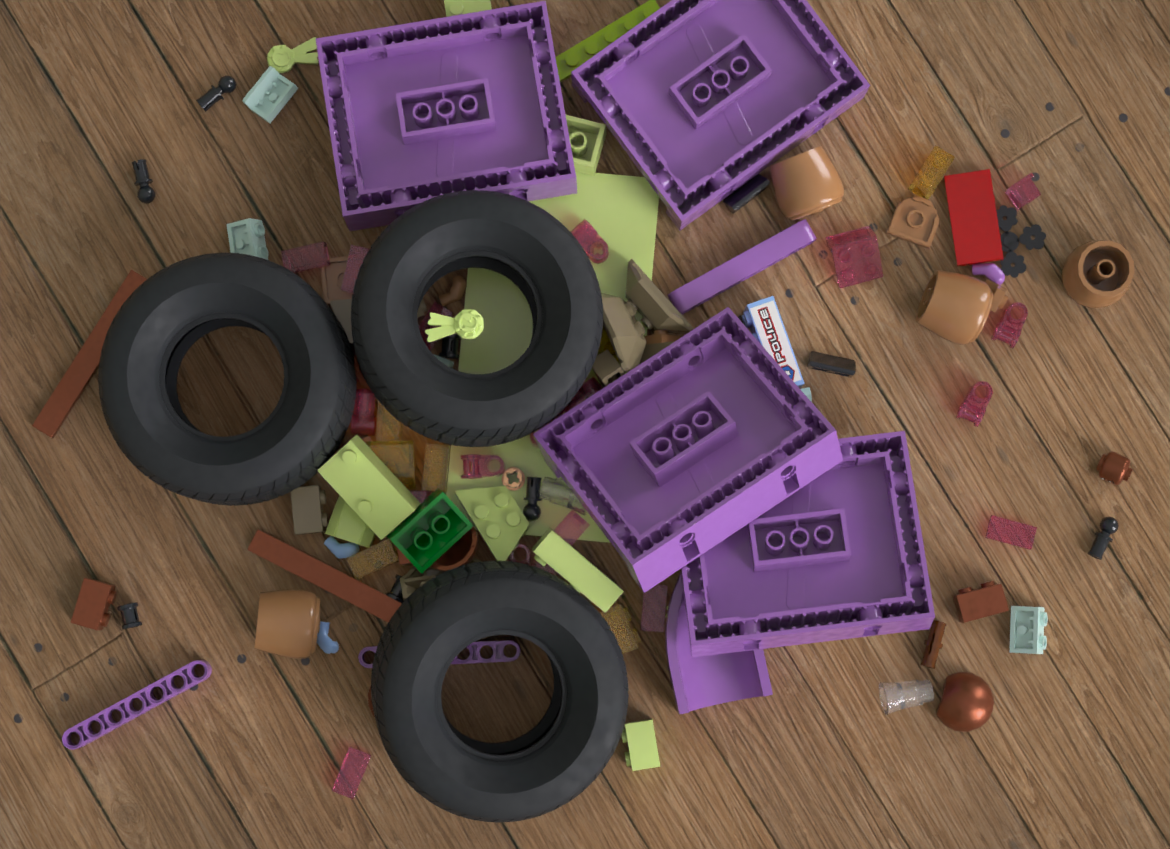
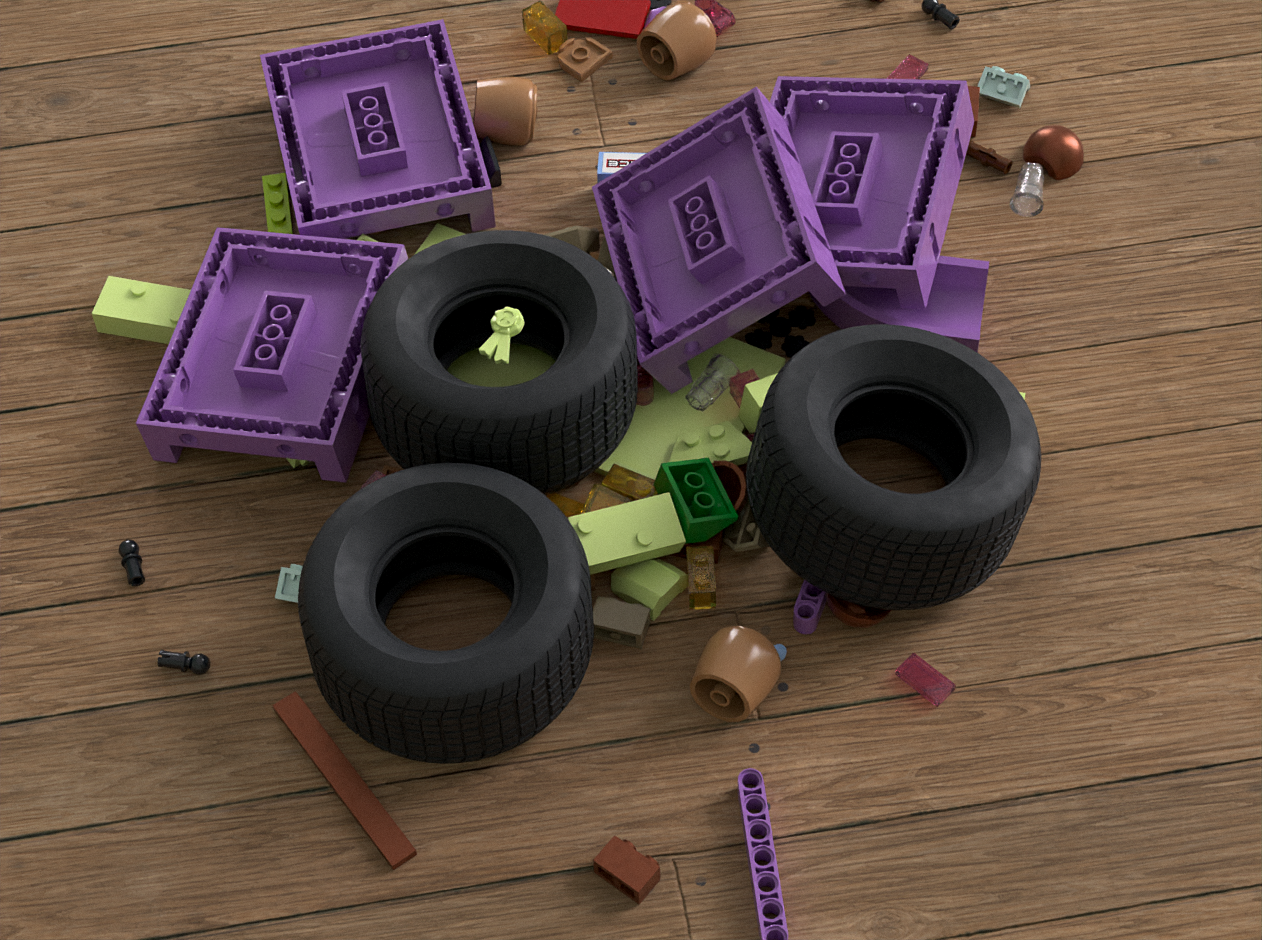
camera: 65 degrees left, 30 degrees down
(129, 615) = (657, 837): black bush -> none
(269, 94) = (164, 513): light aqua bracket -> none
(284, 58) = (134, 490): yellowish green piece -> none
(323, 575) = (695, 636): copper tile -> none
(341, 550) = (677, 607): light blue arm -> none
(396, 592) = (744, 566): black bush -> none
(480, 466) = (648, 449): clear pink piece -> none
(514, 486) = (673, 425): light nougat bush -> none
(532, 510) = (700, 414): black pin -> none
(742, 267) = (555, 177): medium lavender beam -> none
(855, 256) = (592, 100): clear pink bracket -> none
(975, 404) = (772, 59): clear pink piece -> none

